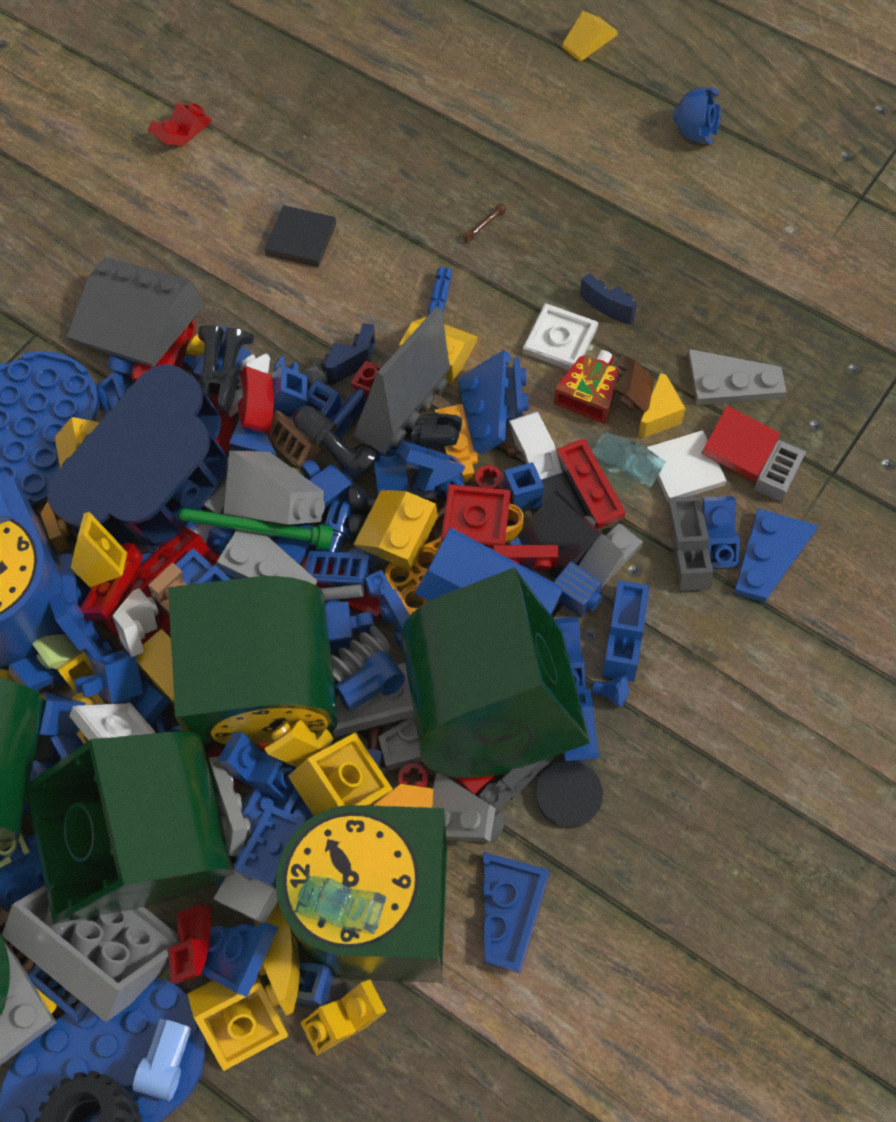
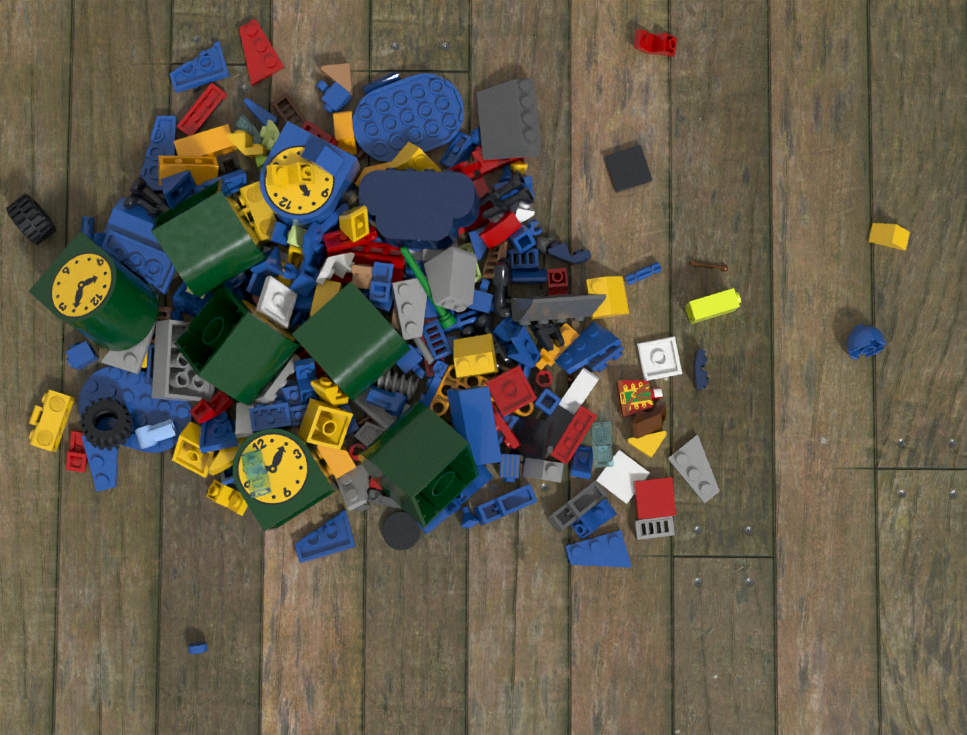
camera: 55 degrees right, 20 degrees up
(538, 235) = (713, 306): none -> neon yellow brick
(638, 498) = (582, 462): none -> blue slope

